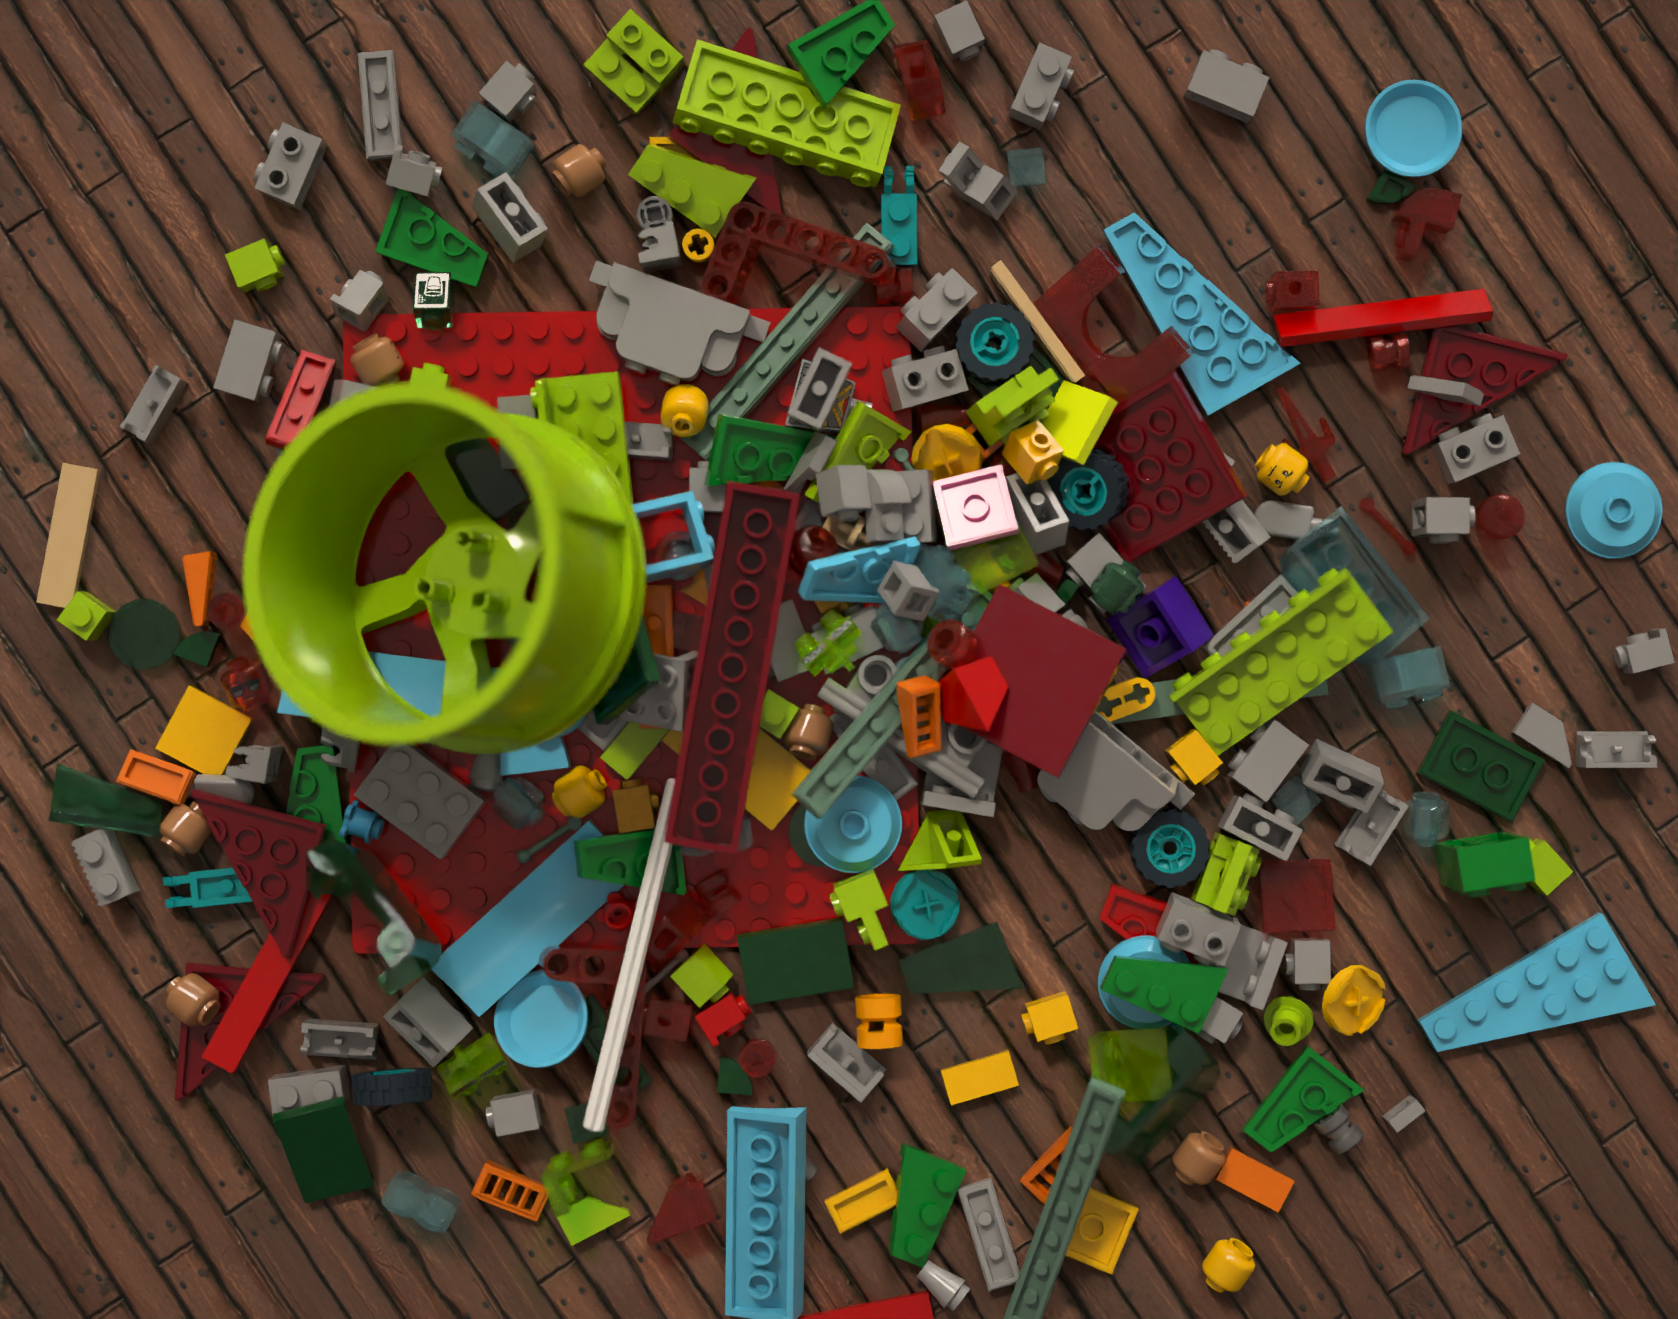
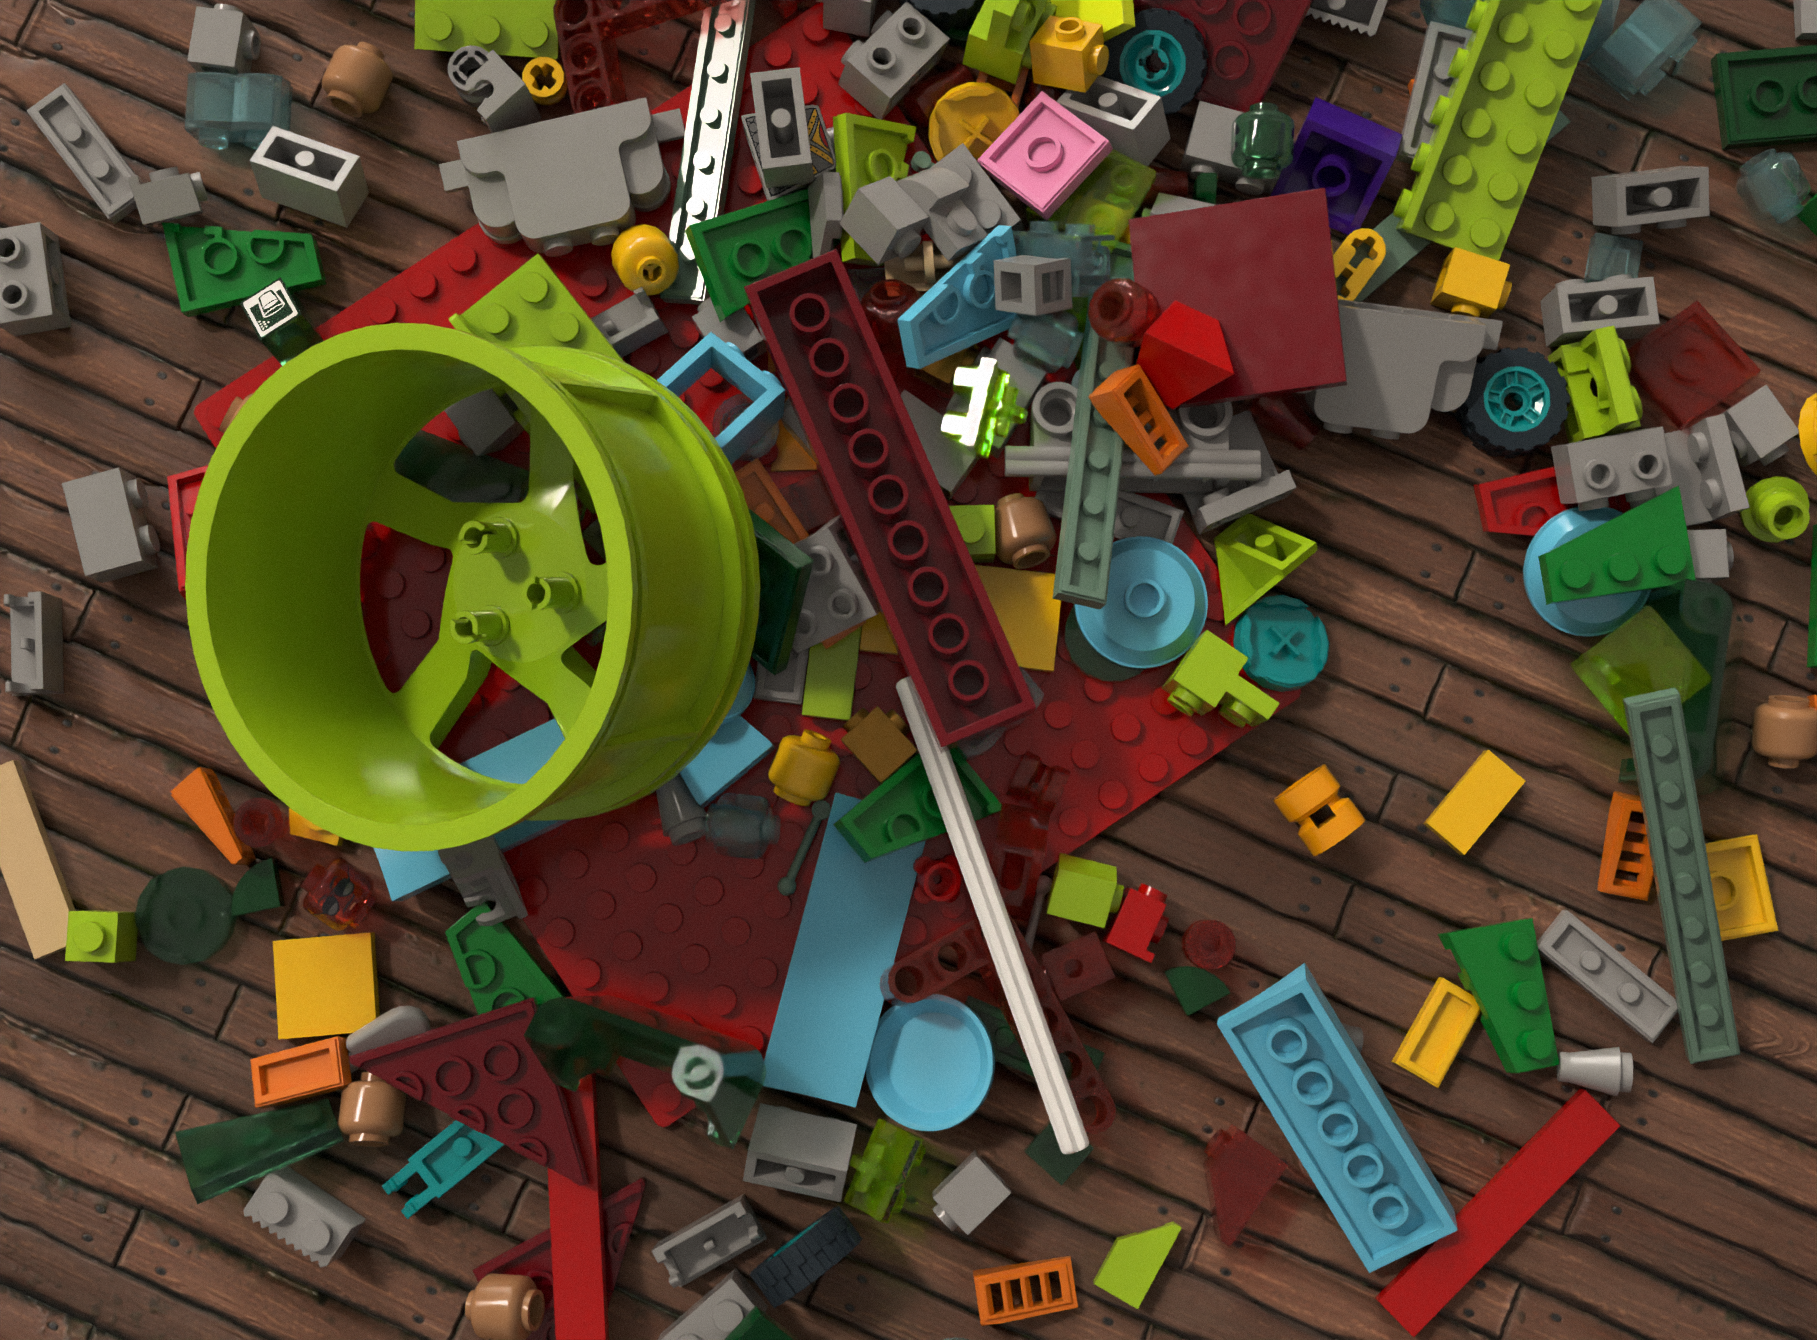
camera: 35 degrees left, 5 degrees down
(256, 265) = (54, 413): lime brick -> none
(262, 764) = (412, 974): light grey hinge -> none
(360, 300) = (197, 375): light grey brick -> none
(361, 823) = (574, 968): dark azure brick -> none
(421, 797) = (623, 892): light grey brick -> none
(562, 1187) = (1066, 1218): clear neon green bracket -> none
(795, 960) = (1177, 803): dark green tile -> none
(845, 1062) = (1313, 883): light grey hinge -> none
(962, 964) = (1367, 685): clear green wing -> none
(1049, 1018) = (1509, 680): yellow brick -> none
(1266, 759) = (1554, 232): light grey brick -> none
(1368, 832) = (1721, 244): light grey hinge -> none

